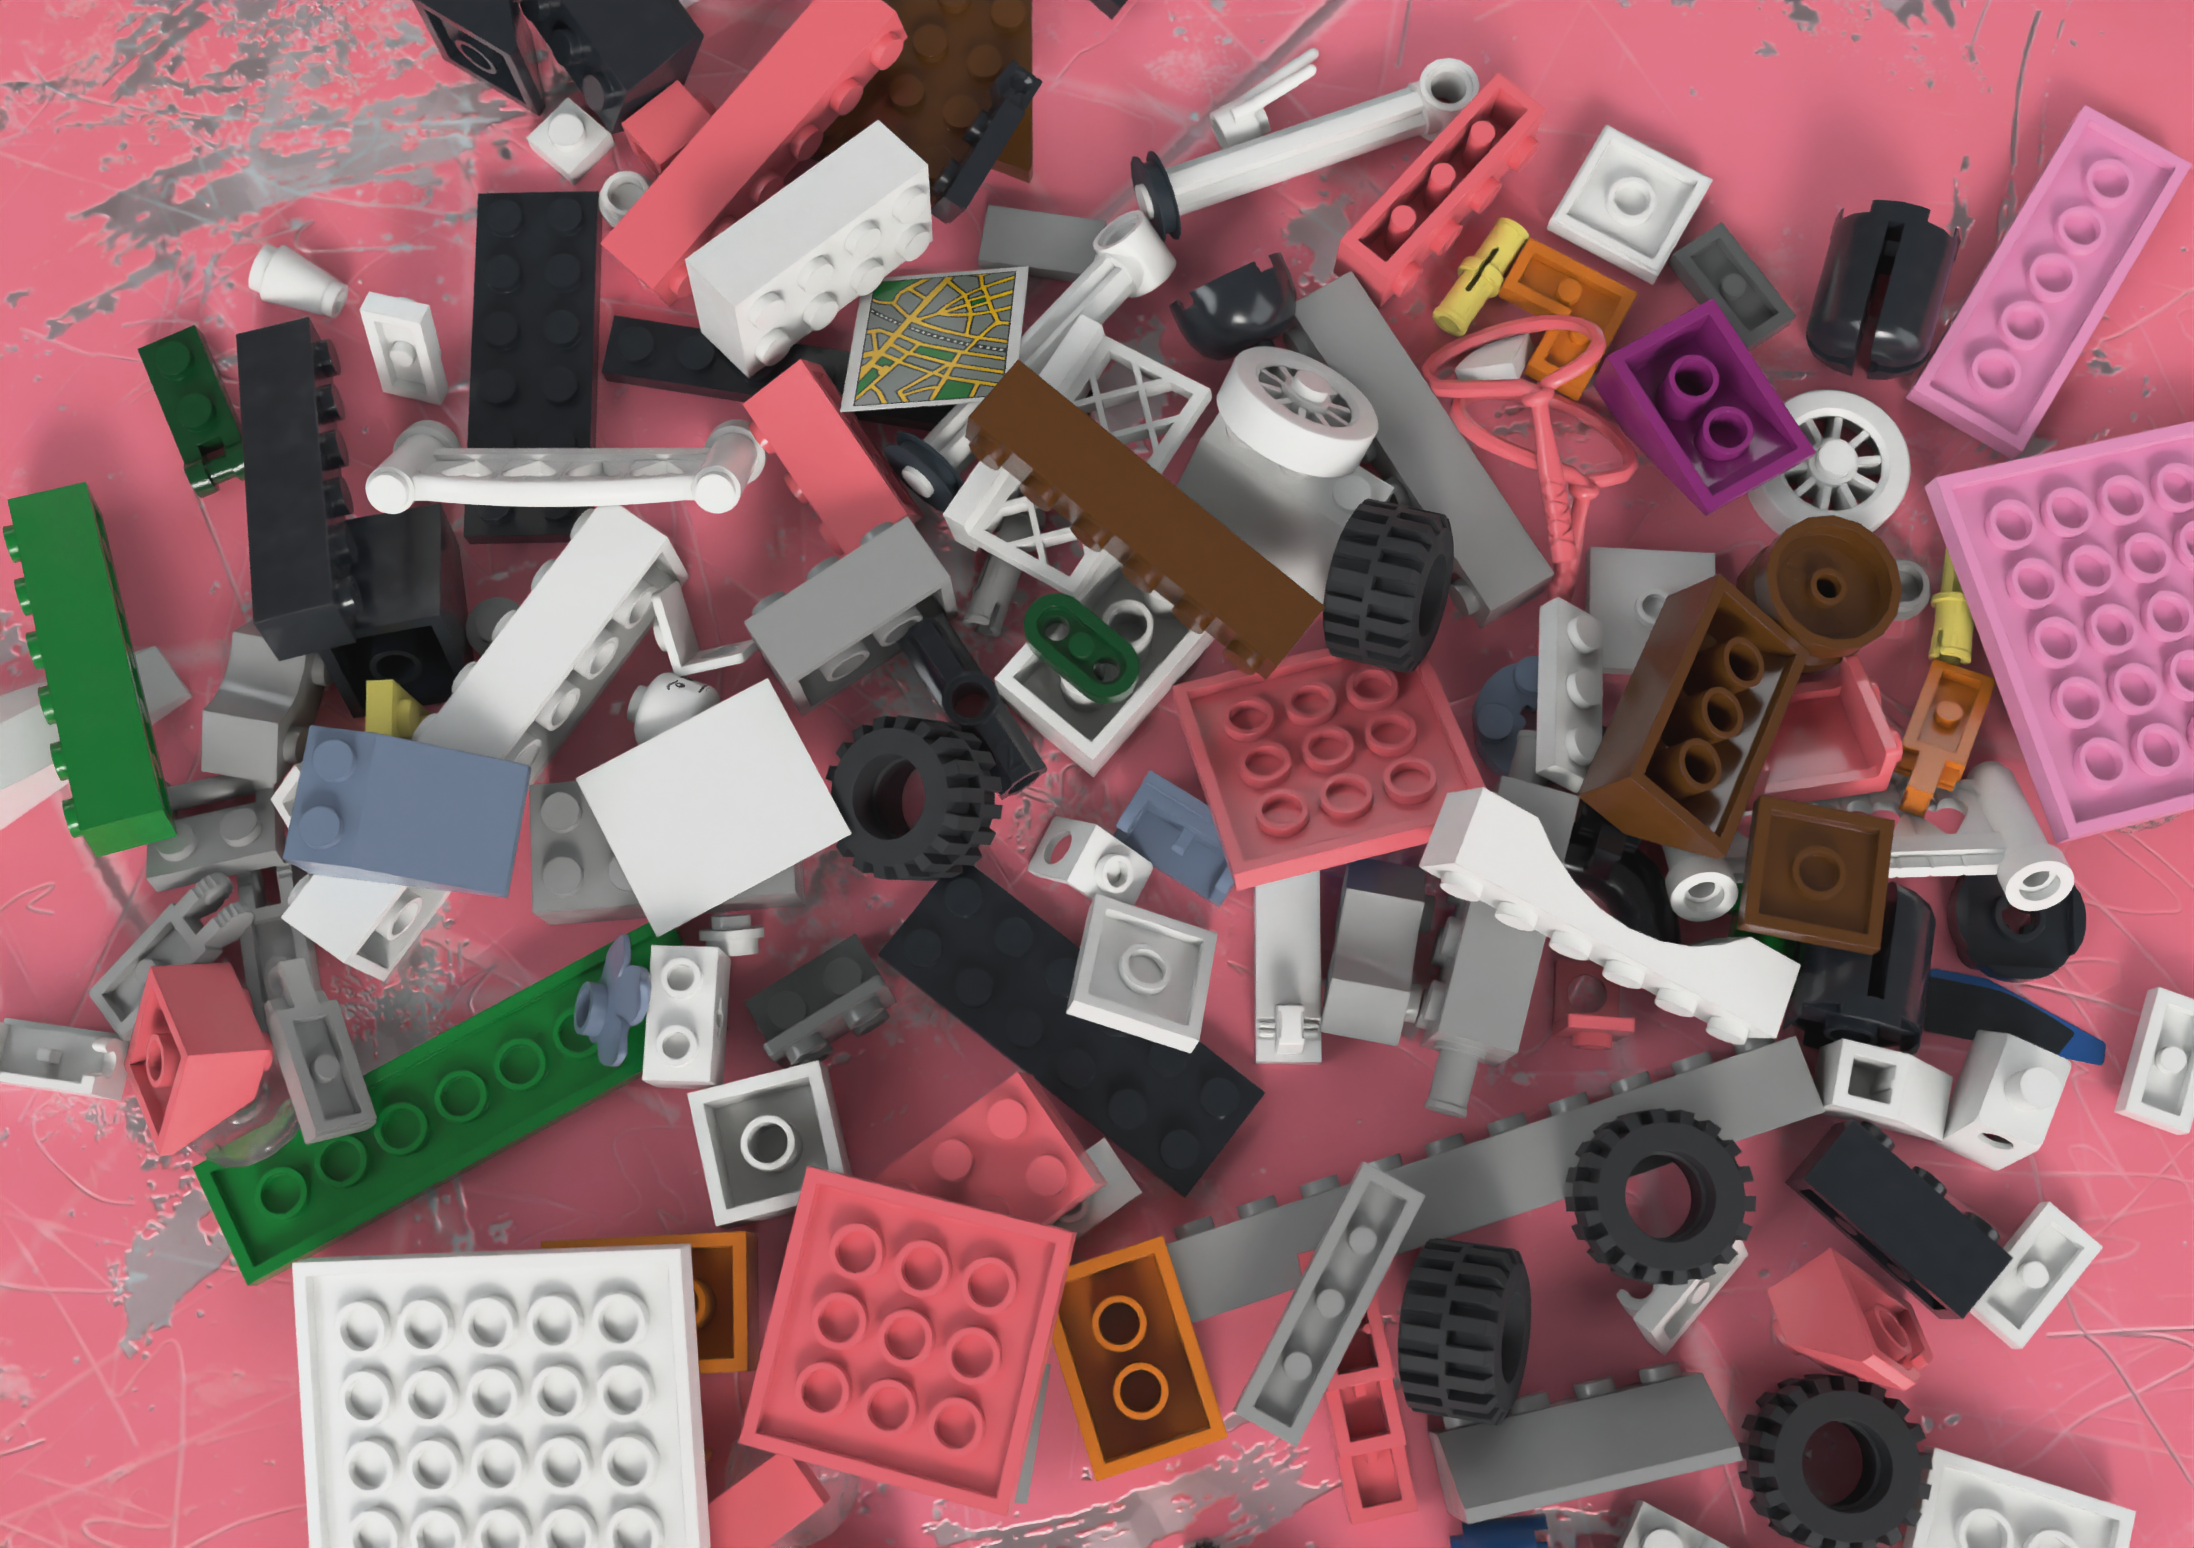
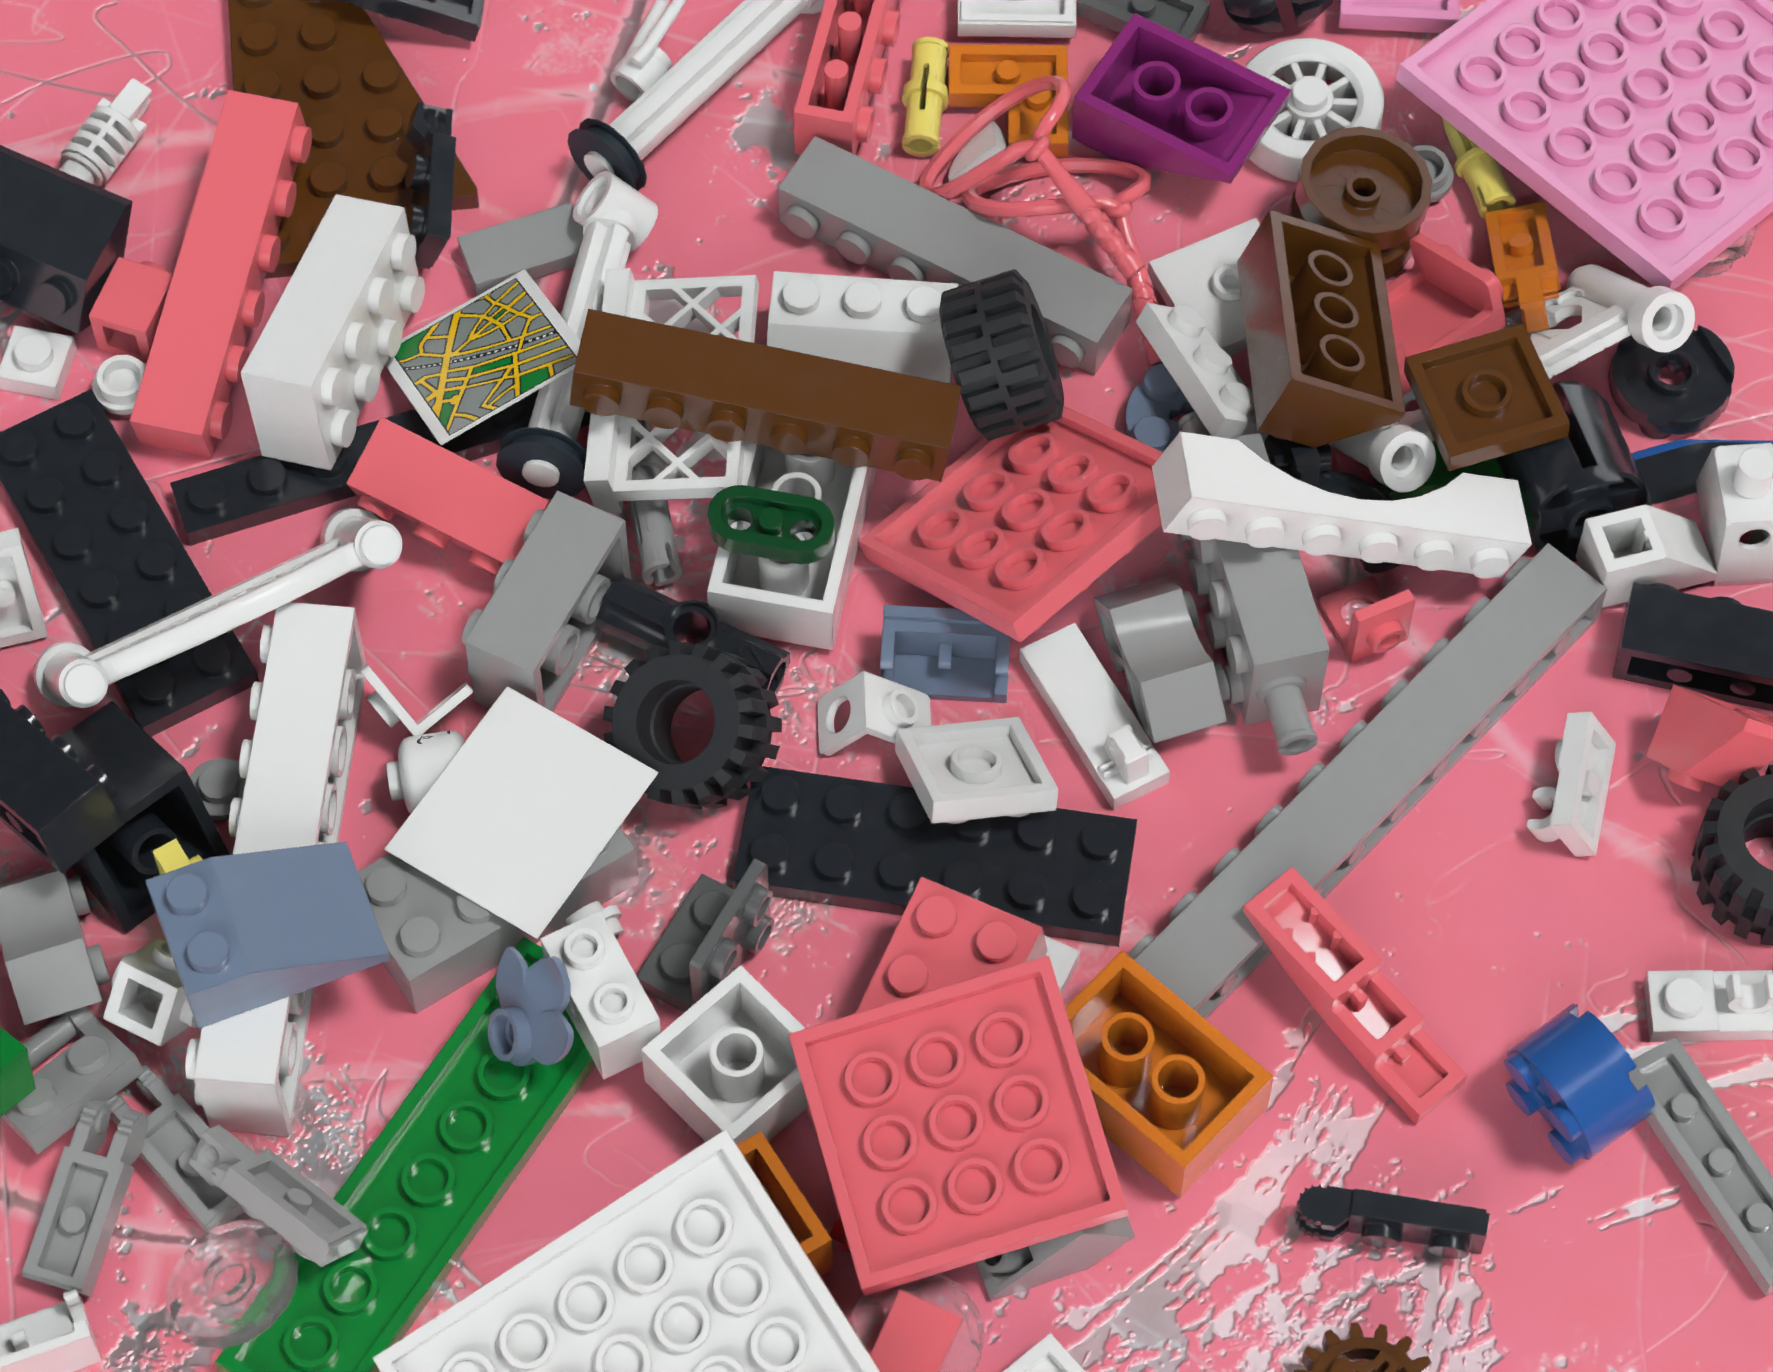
camera: 30 degrees left, 15 degrees down
(194, 1051) = (161, 1258): coral slope -> none
(1238, 310) = (737, 213): black cylinder -> none
(1297, 412) = (841, 257): white wheel -> none
(1328, 1303) = (1293, 921): light grey plate -> none
(1464, 1331) = (1417, 893): black tyre -> none
(1582, 1444) = (1566, 947): light grey slope -> none
(1714, 1185) = (1520, 660): black tyre -> none

